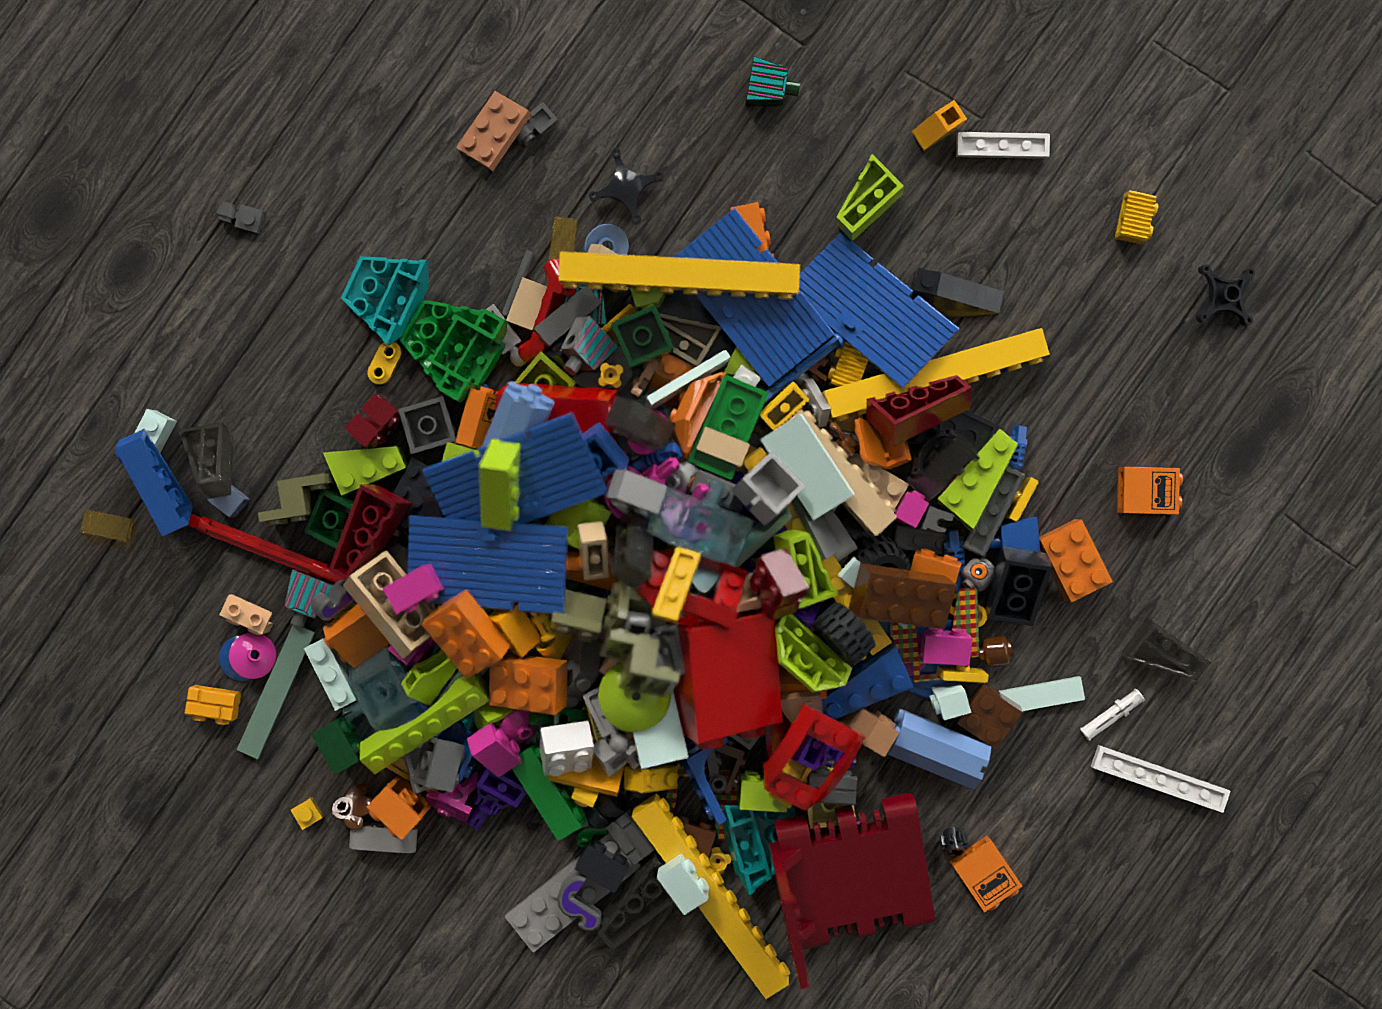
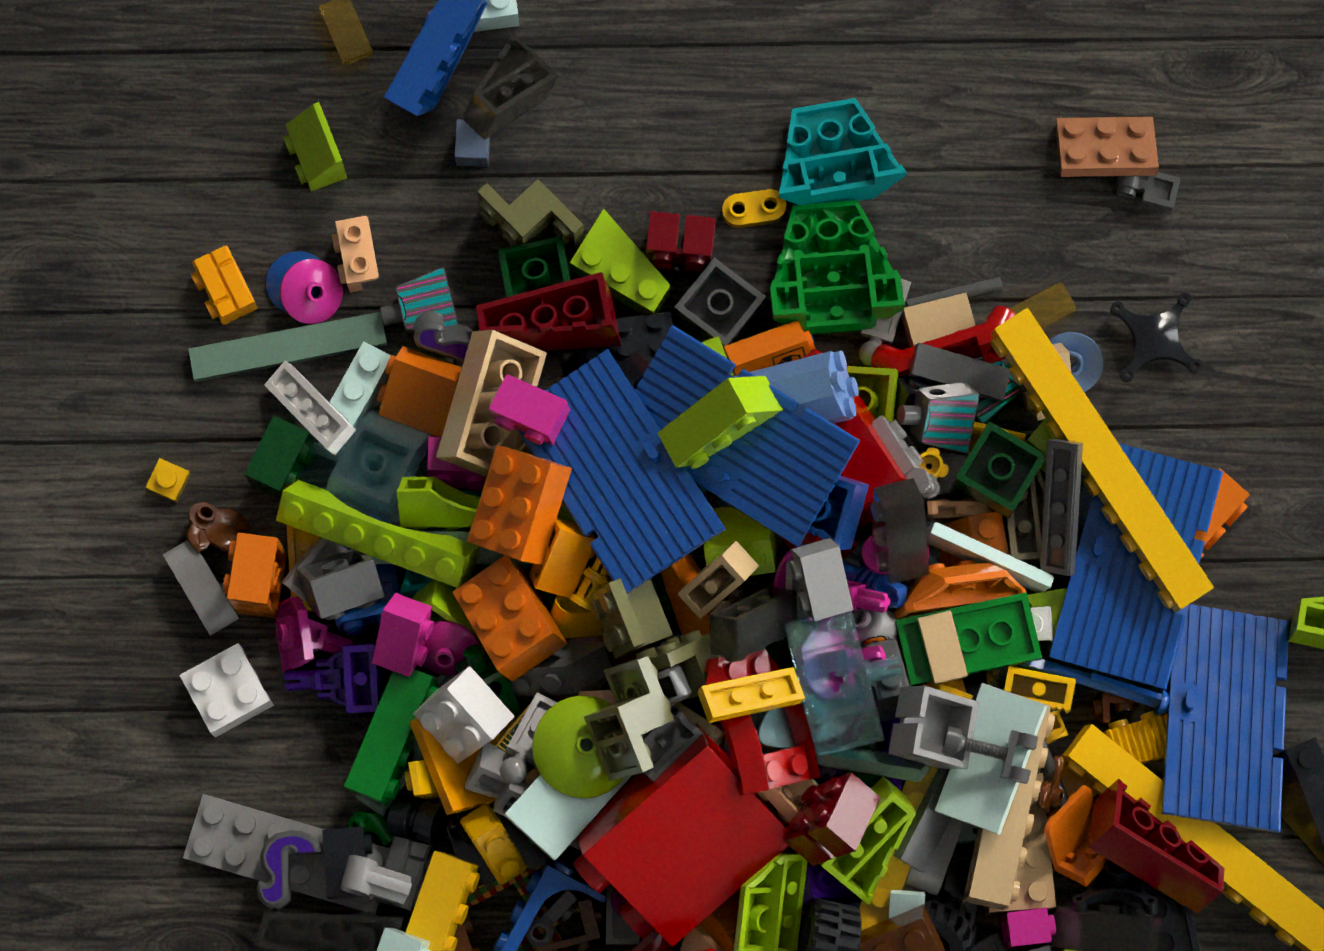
camera: 50 degrees right, 10 degrees down
(167, 594) = (315, 149): none -> lime slope
(262, 547) = (444, 221): red piece -> none
(322, 707) = (310, 407): none -> white plate
(454, 864) = (226, 690): none -> white brick
(598, 386) = (905, 457): none -> light grey hinge
(621, 864) = (366, 878): none -> light grey piece
(689, 317) = (1061, 506): none -> dark grey tile
(785, 483) = (955, 742): none -> dark grey bar
(817, 403) = (1071, 726): light grey plate -> none

